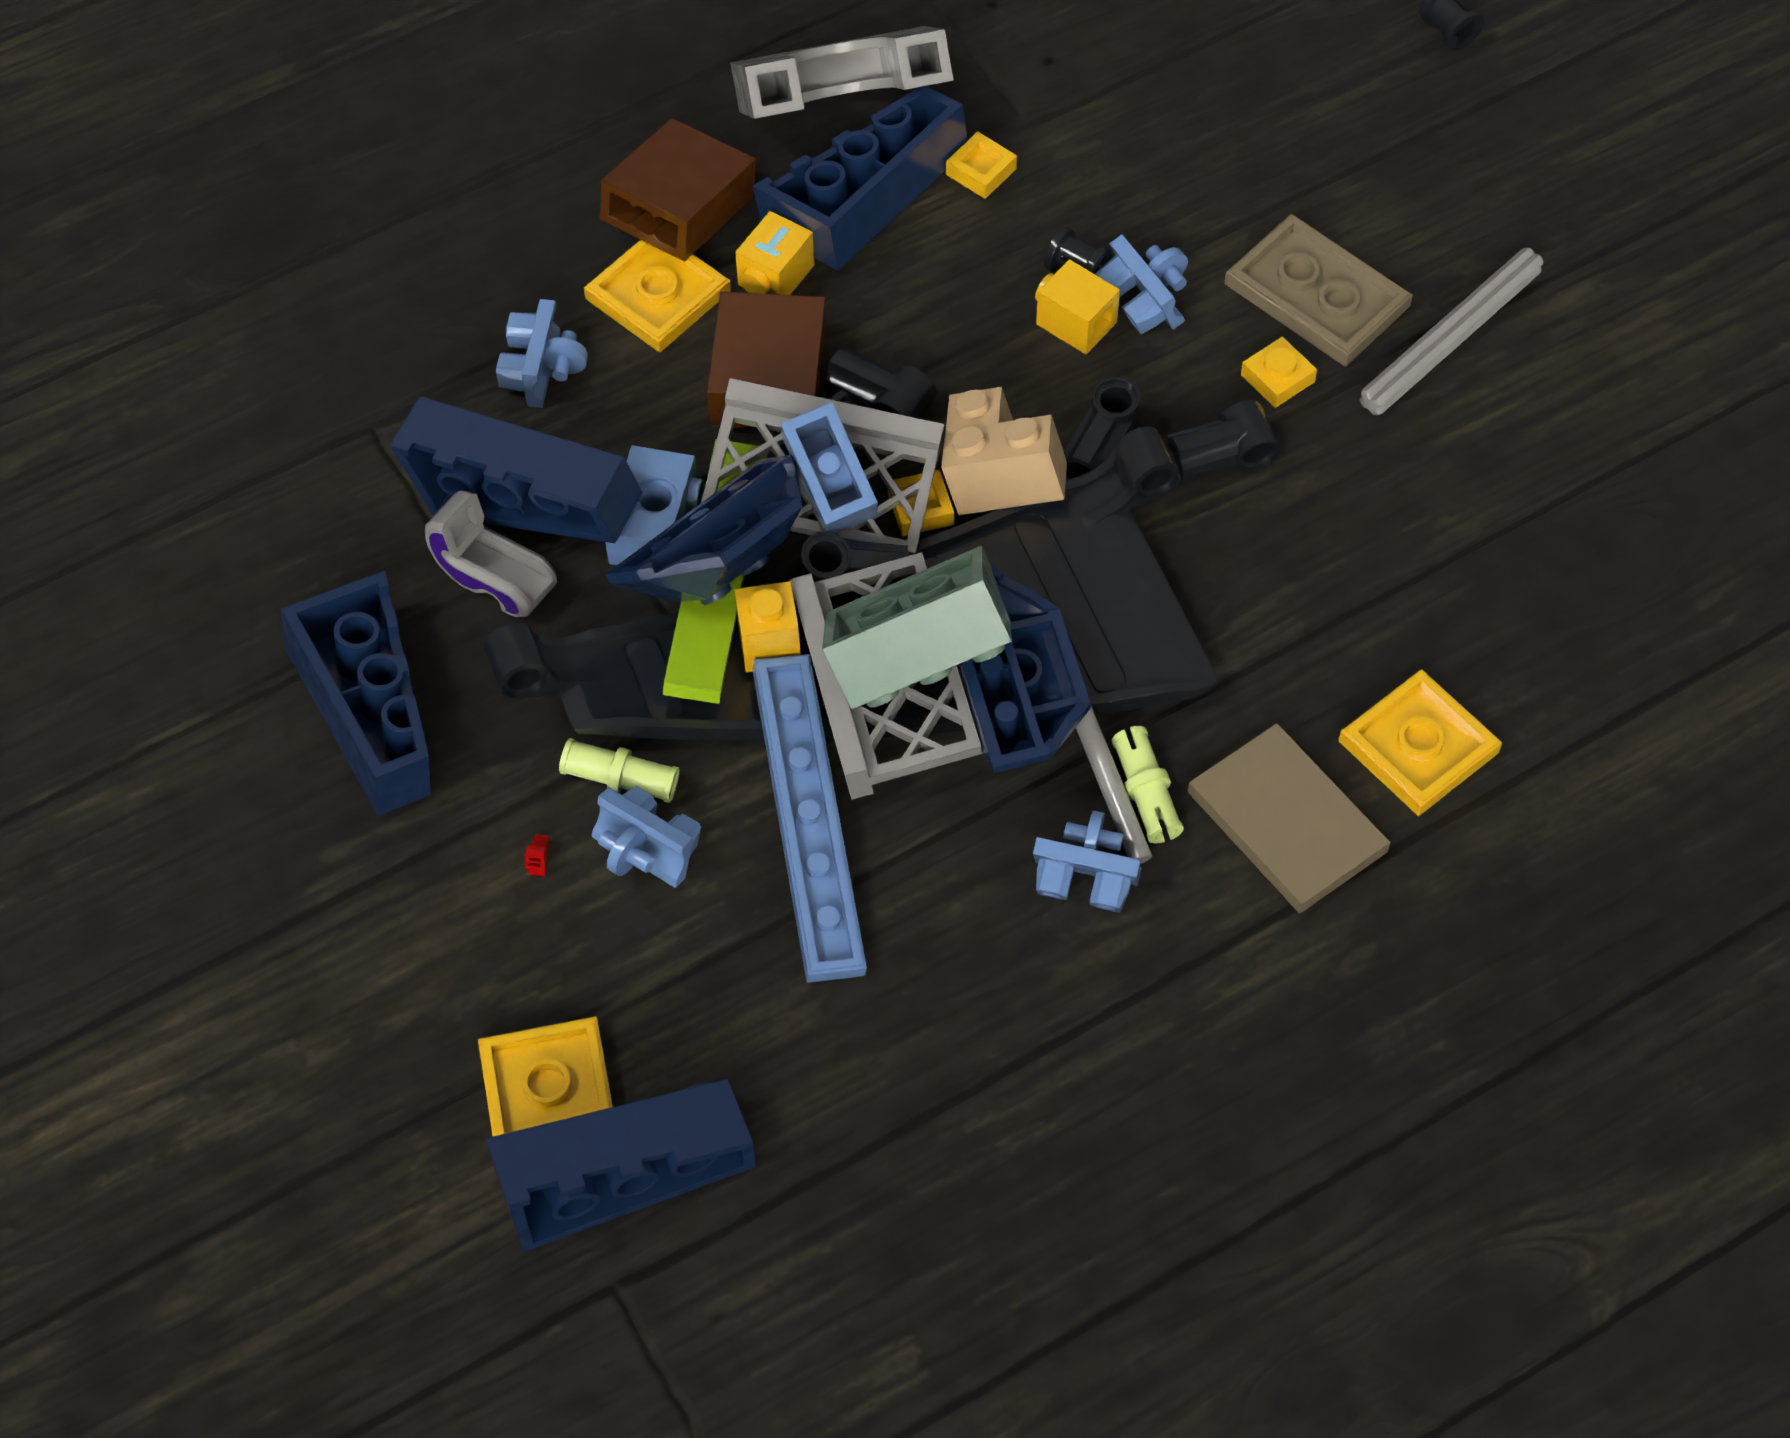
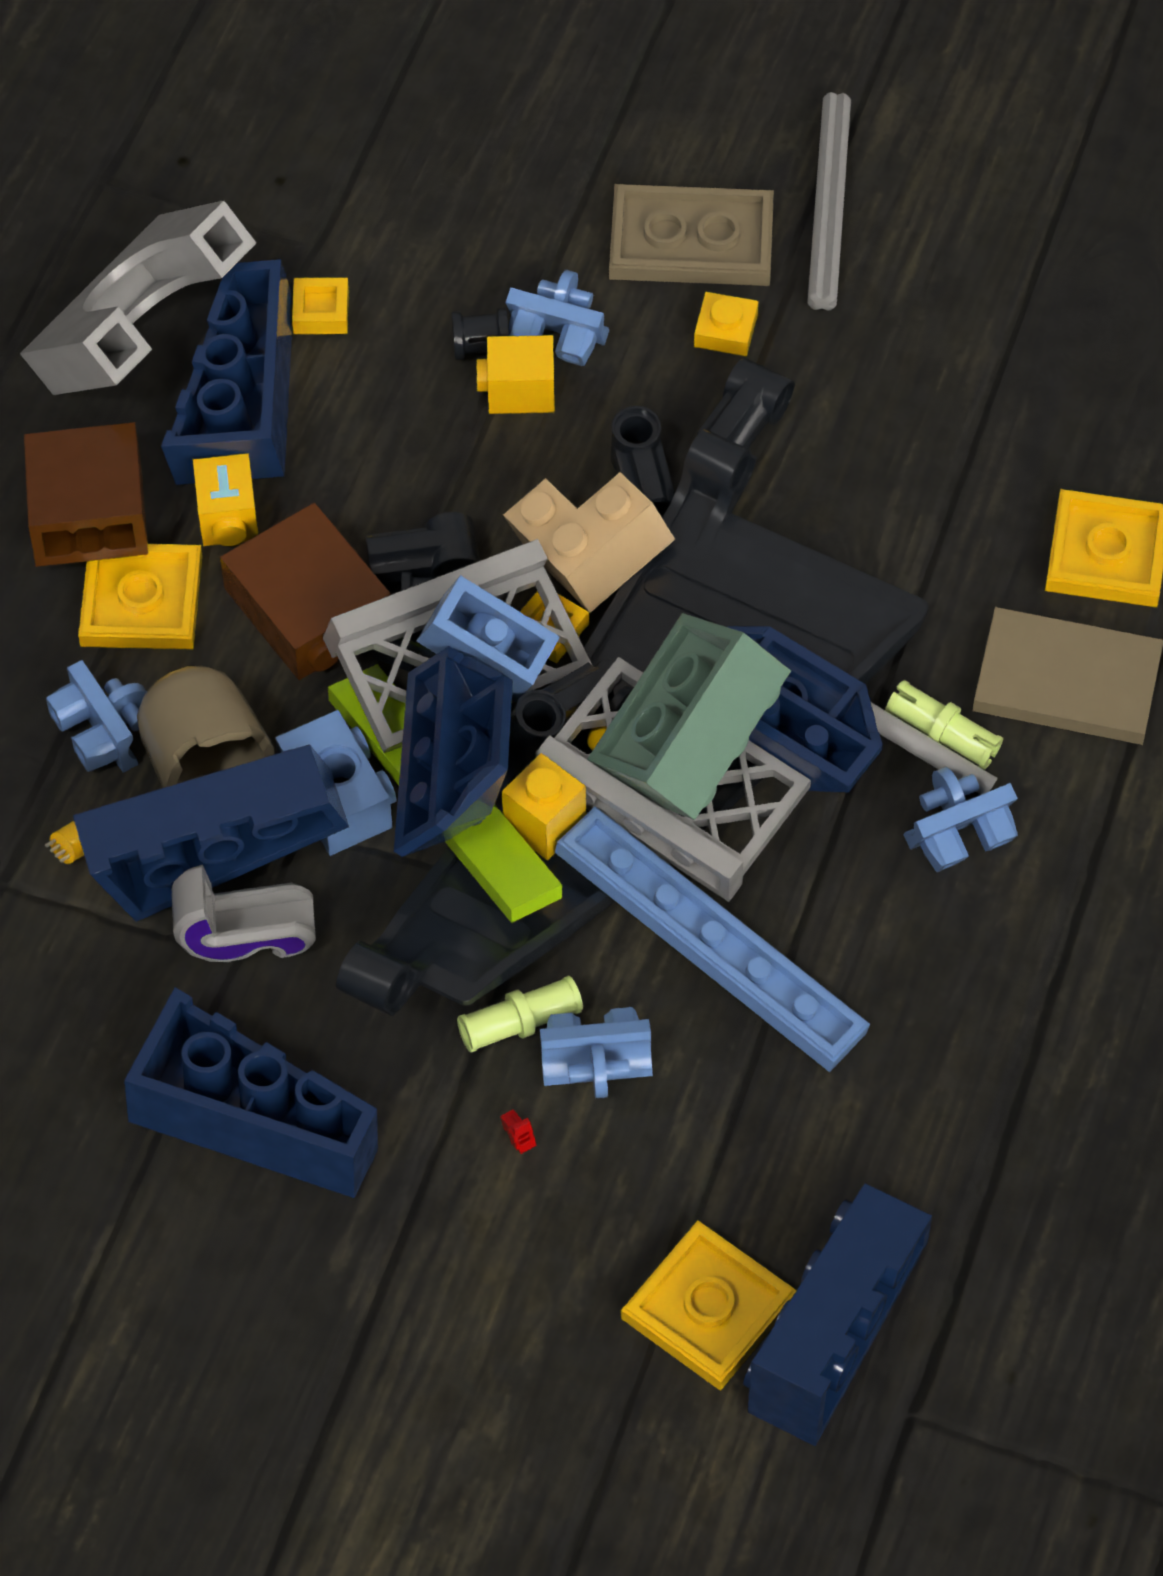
camera: 40 degrees left, 0 degrees up
(587, 399) = (198, 725): none -> dark tan cylinder

